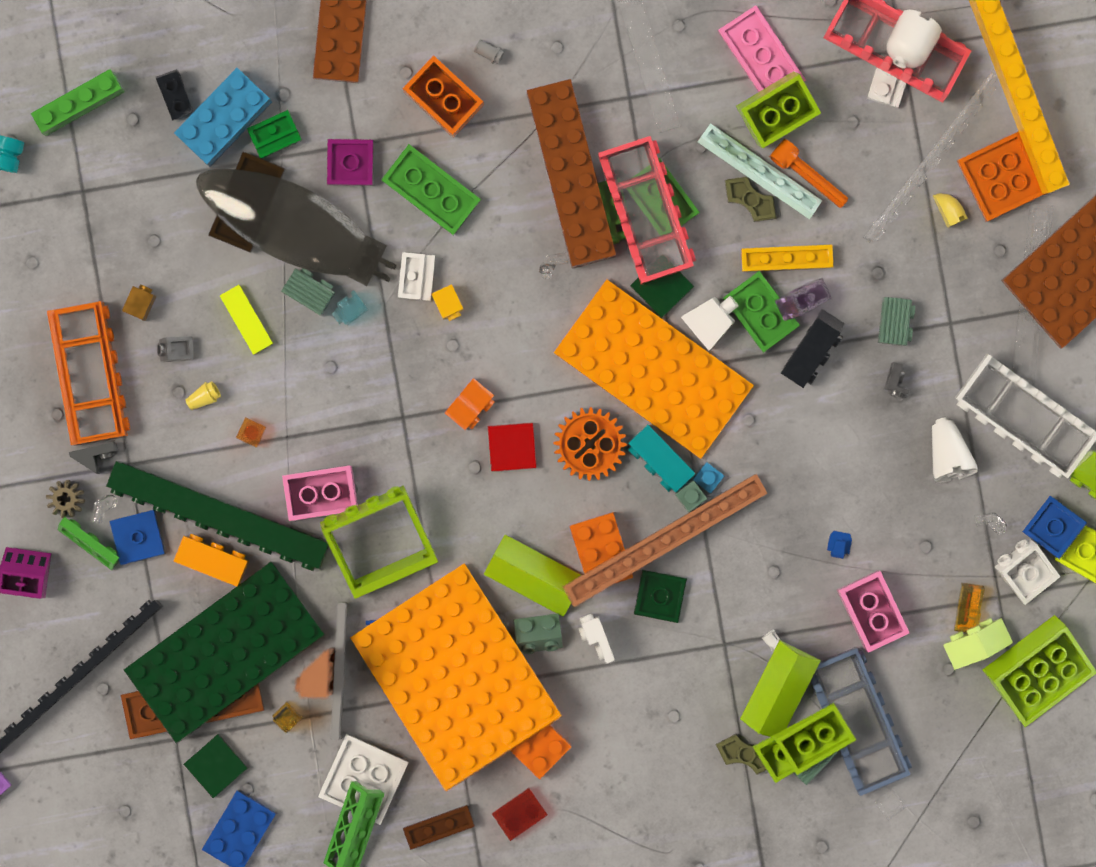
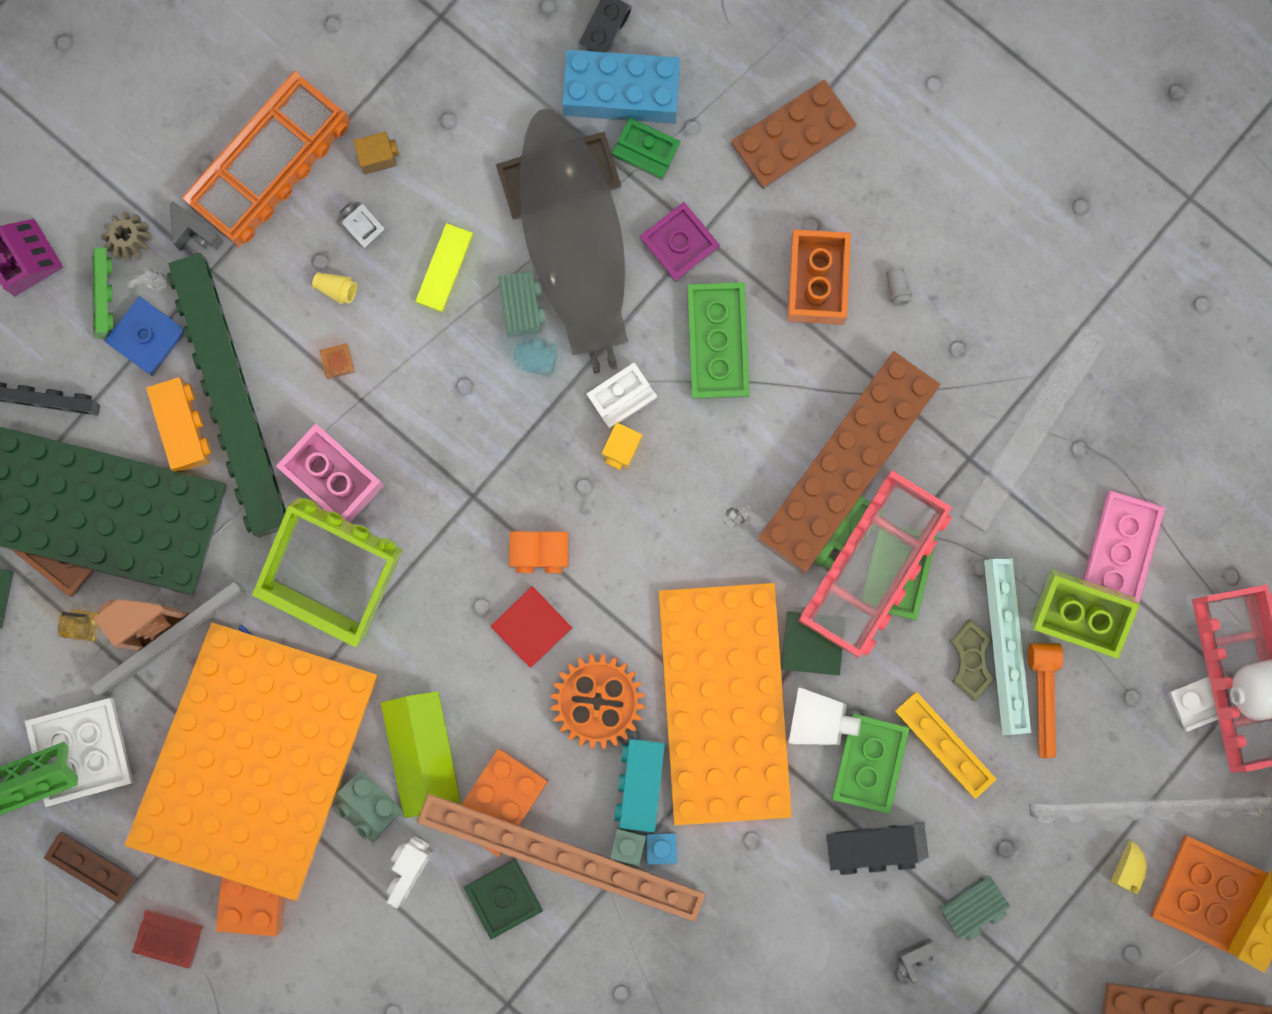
camera: 50 degrees right, 5 degrees down
(803, 299) = (918, 796): clear purple brick -> none

